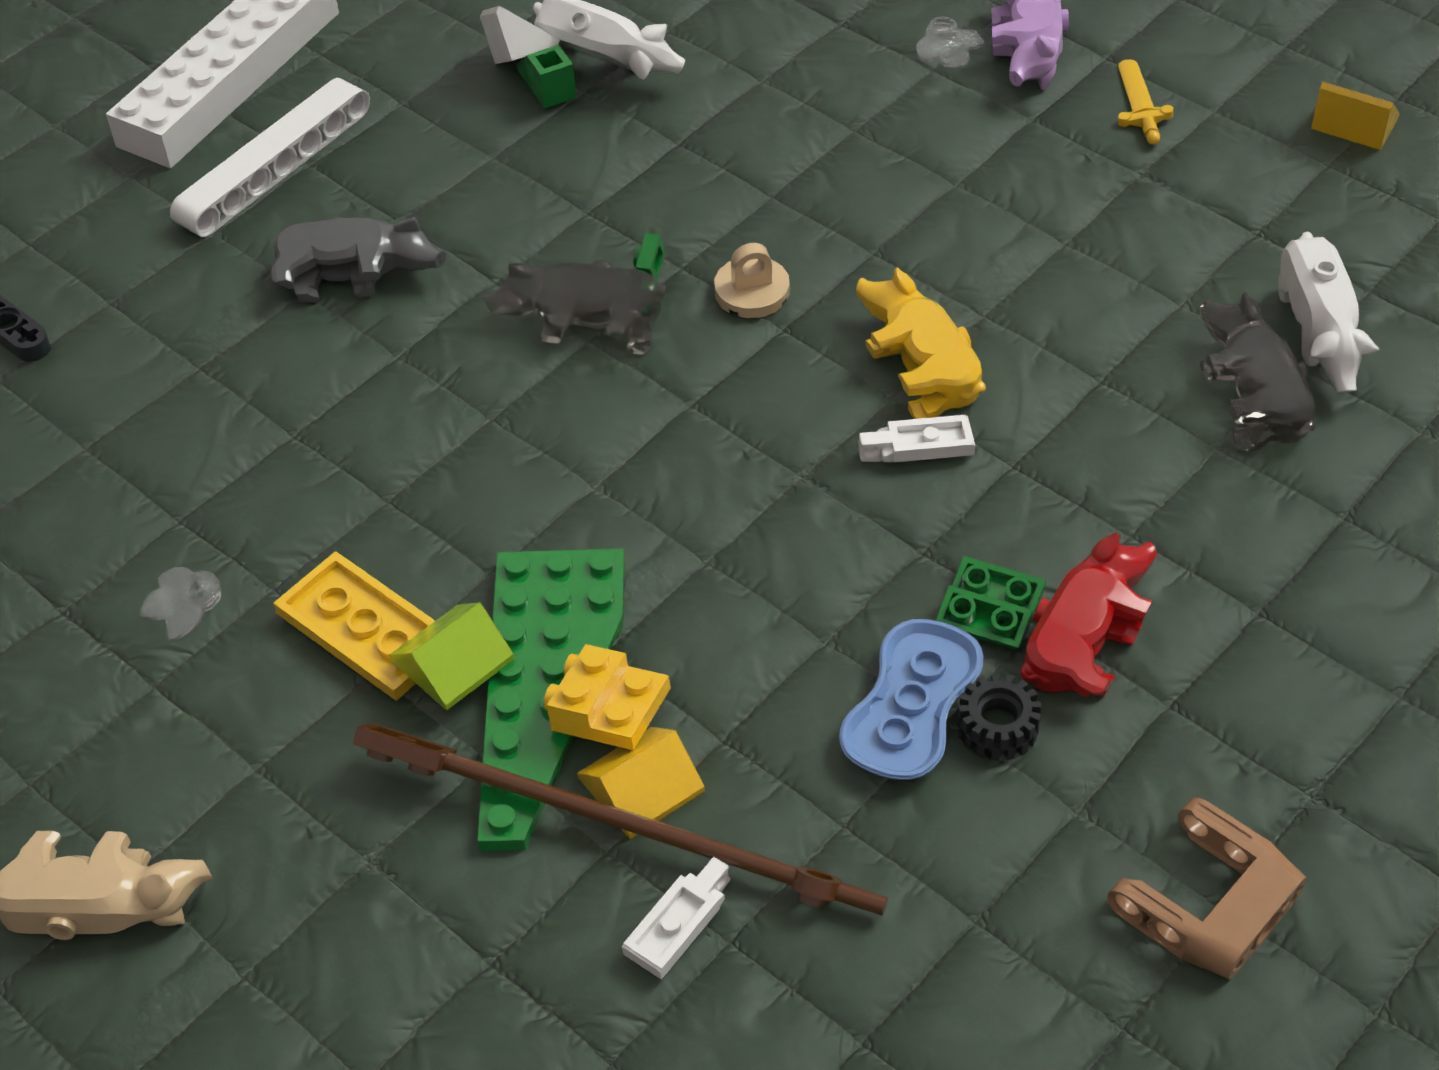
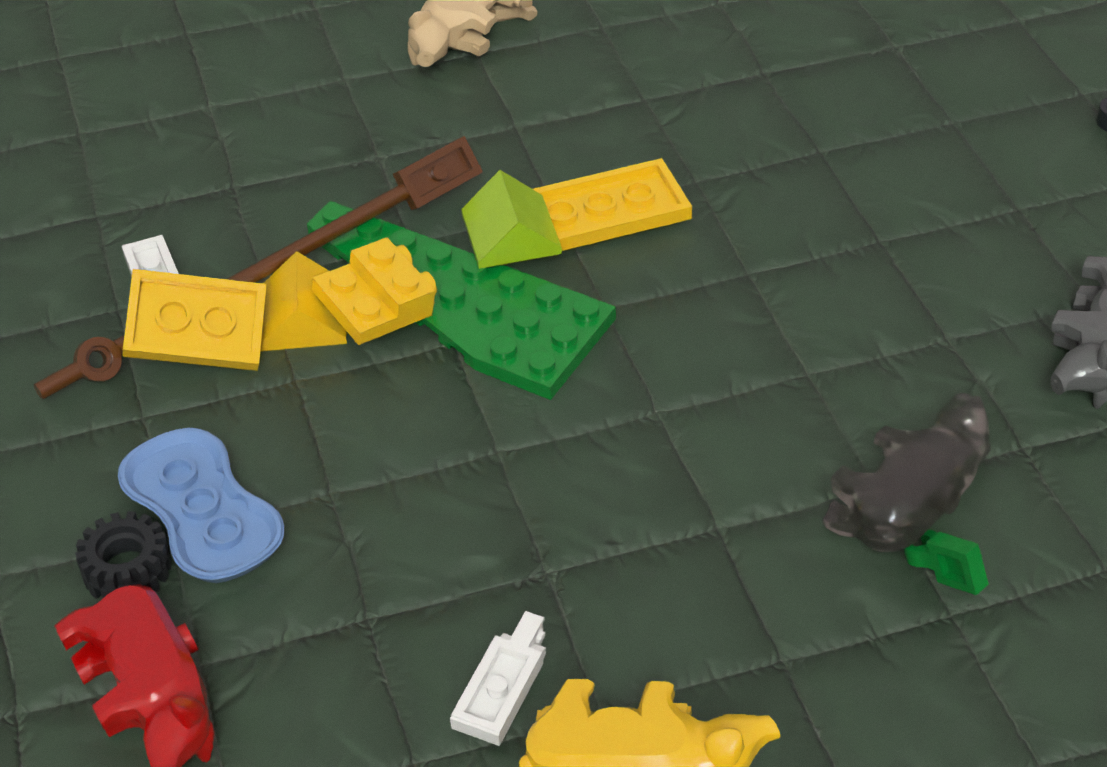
camera: 120 degrees right, 5 degrees down
(181, 600) = (718, 125): clear plate -> none
(731, 816) = (194, 320): none -> yellow plate
(751, 283) = (867, 655): tan tile -> none
(992, 602) = (250, 629): green slope -> none

